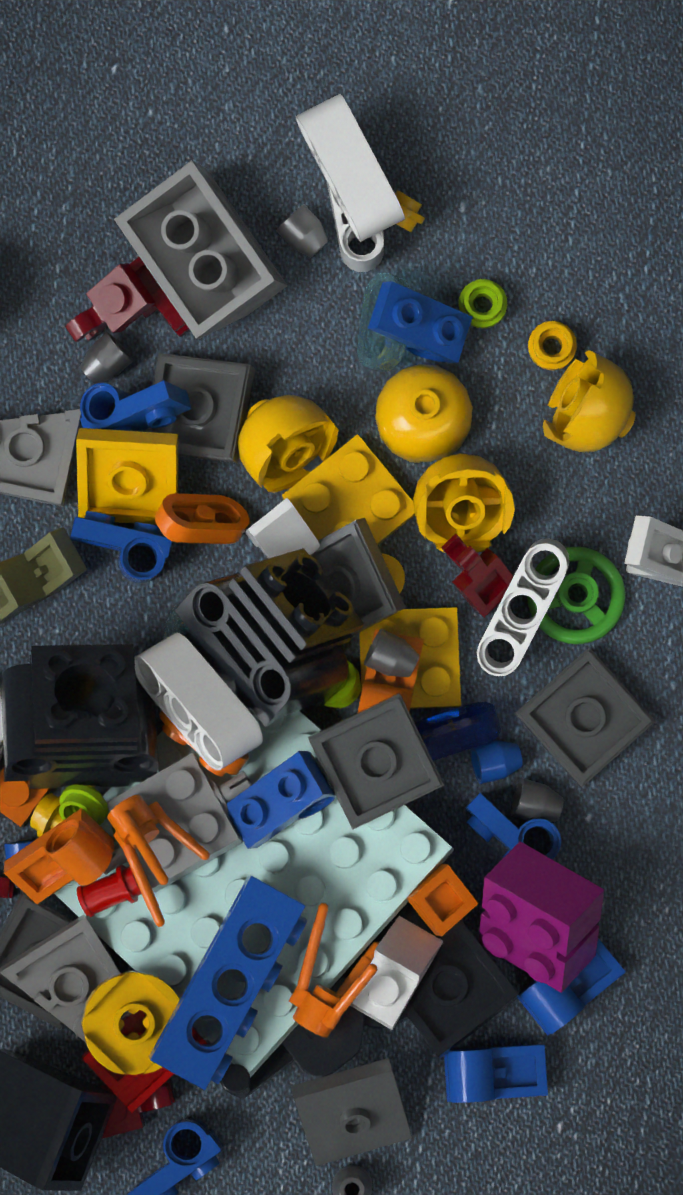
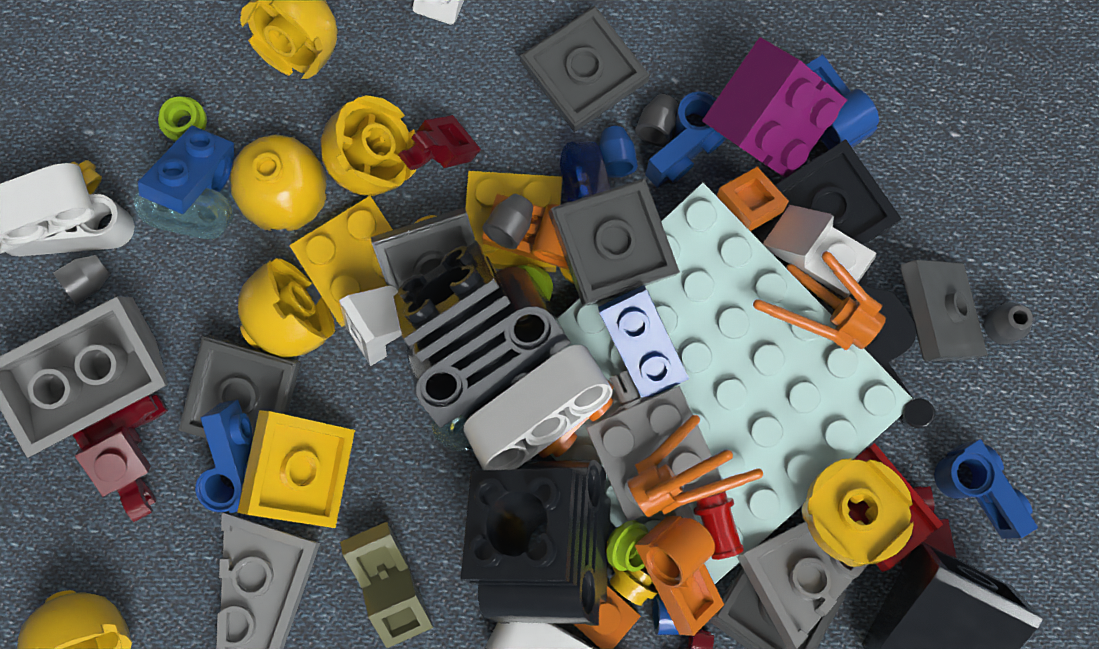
camera: 90 degrees left, 5 degrees down
(100, 531) = (350, 504): blue plate -> none
(105, 359) = (175, 484): flat silver hose -> none
(201, 519) = (350, 401): orange plate -> none
(206, 1062) = (908, 434): blue brick -> none
(495, 1073) = (910, 179): blue plate -> none
(516, 630) = (466, 82): white beam -> none
(556, 331) = (224, 53): yellow plate -> none
(601, 622) = (468, 47): bright green piece -> none

